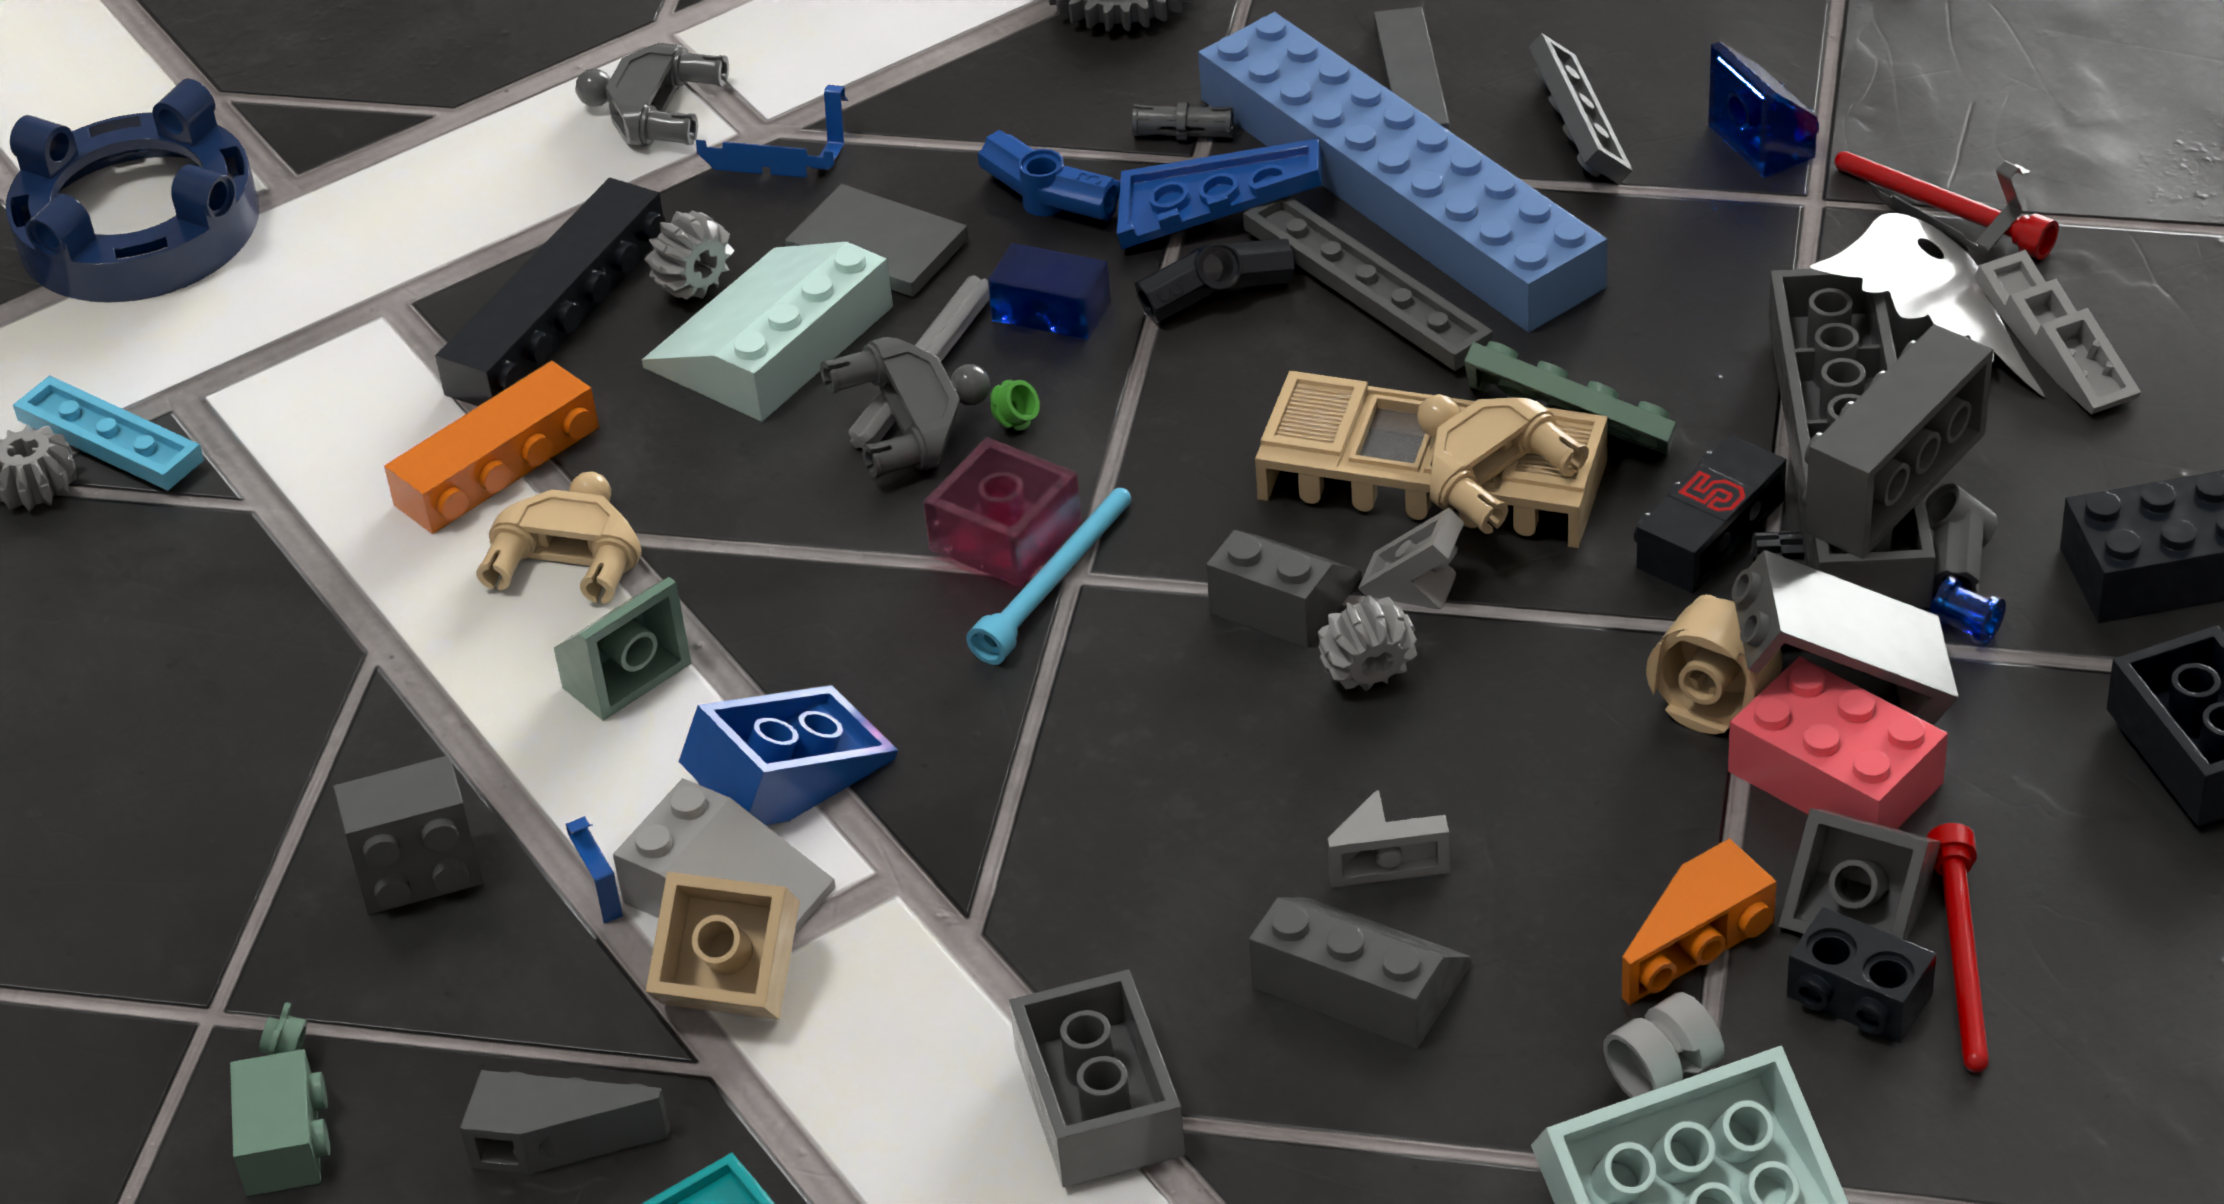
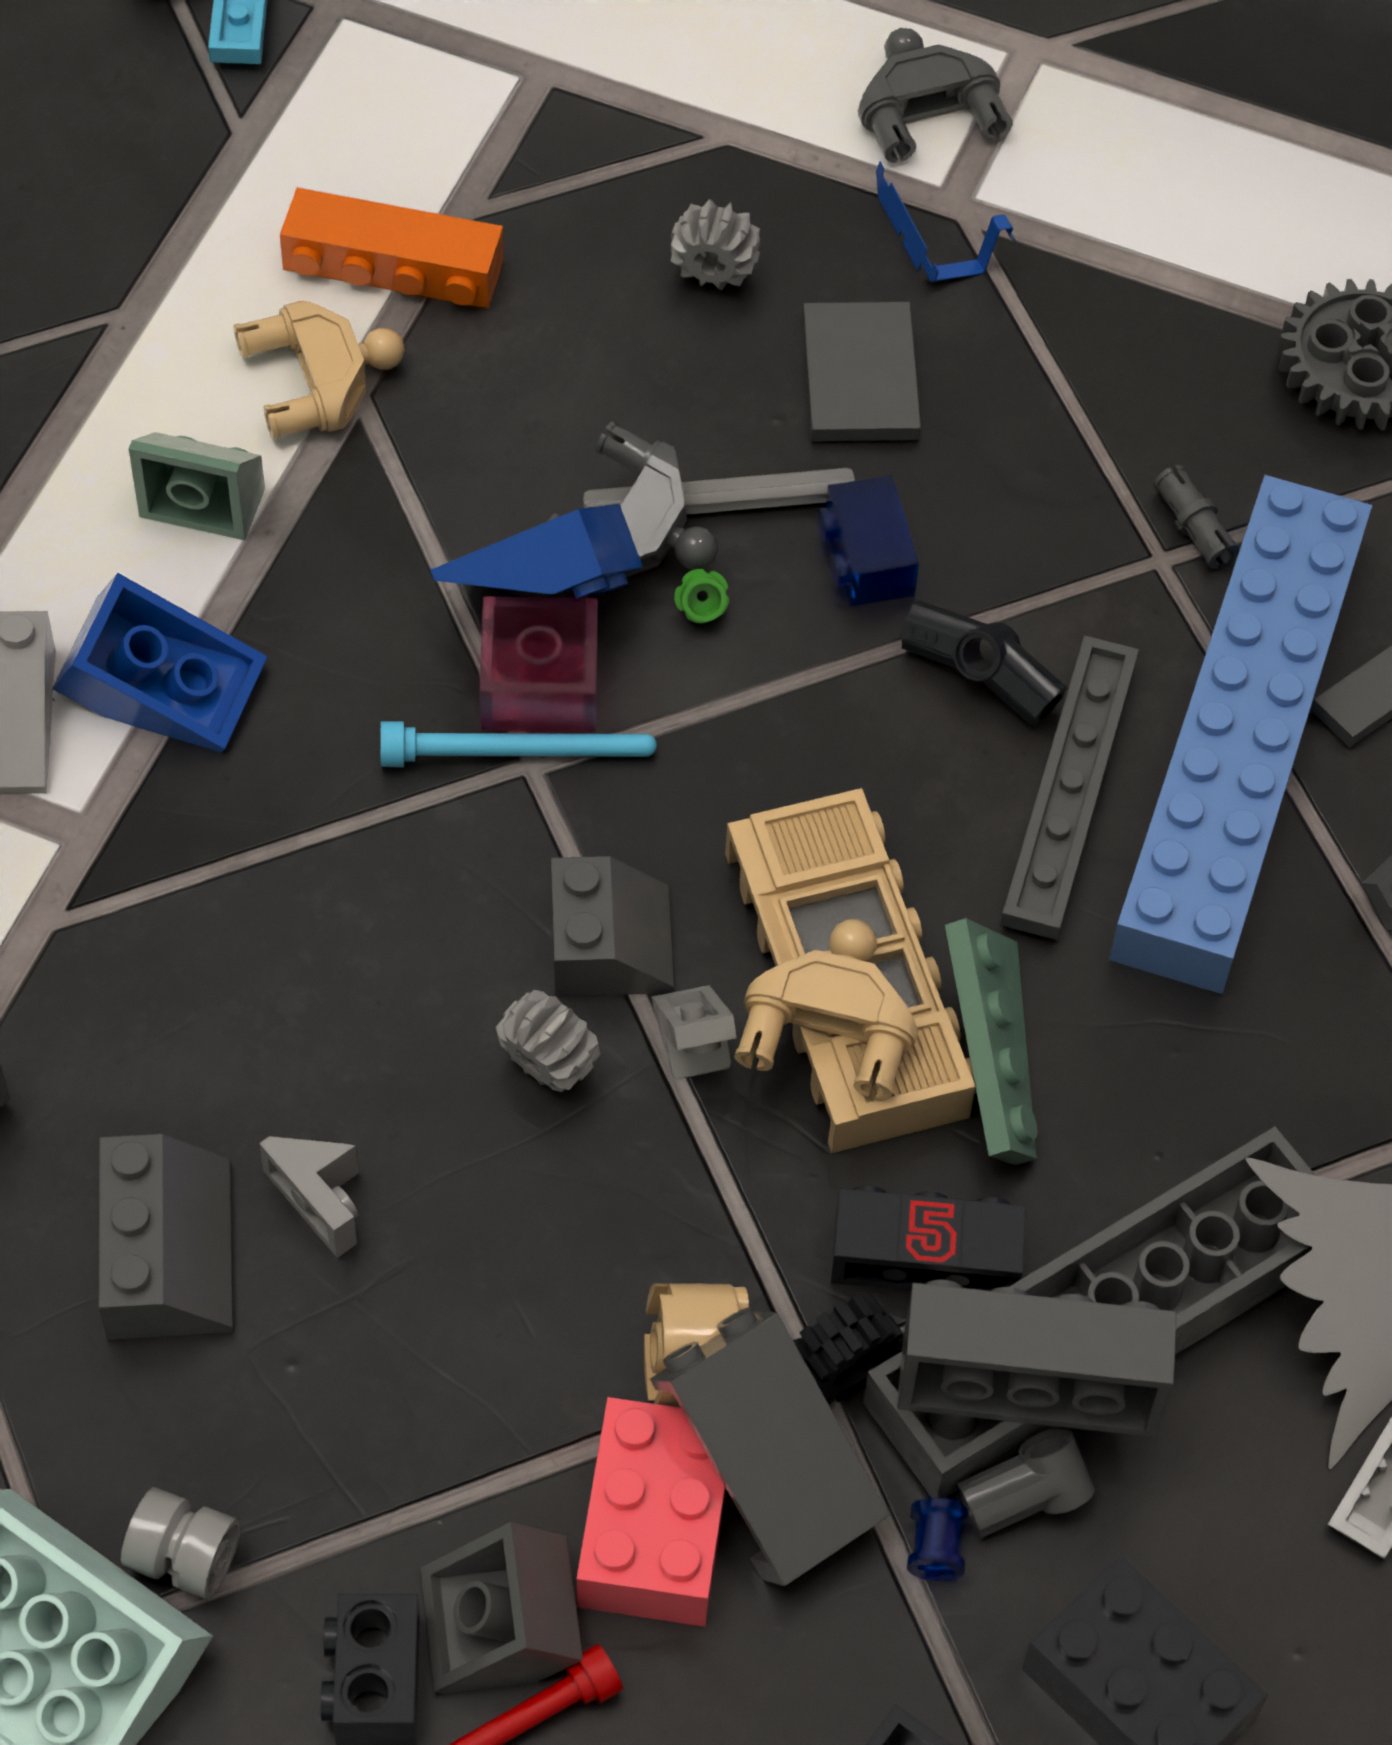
camera: 50 degrees right, 15 degrees up
(551, 292) = (612, 175): black brick -> none
(776, 325) = (686, 361): light aqua slope -> none
(933, 429) = (575, 552): none -> blue slope
(1045, 181) = (1020, 457): blue piece -> none
(1200, 190) = (1099, 589): blue wing -> none
(1701, 914) = (378, 1491): orange slope -> none

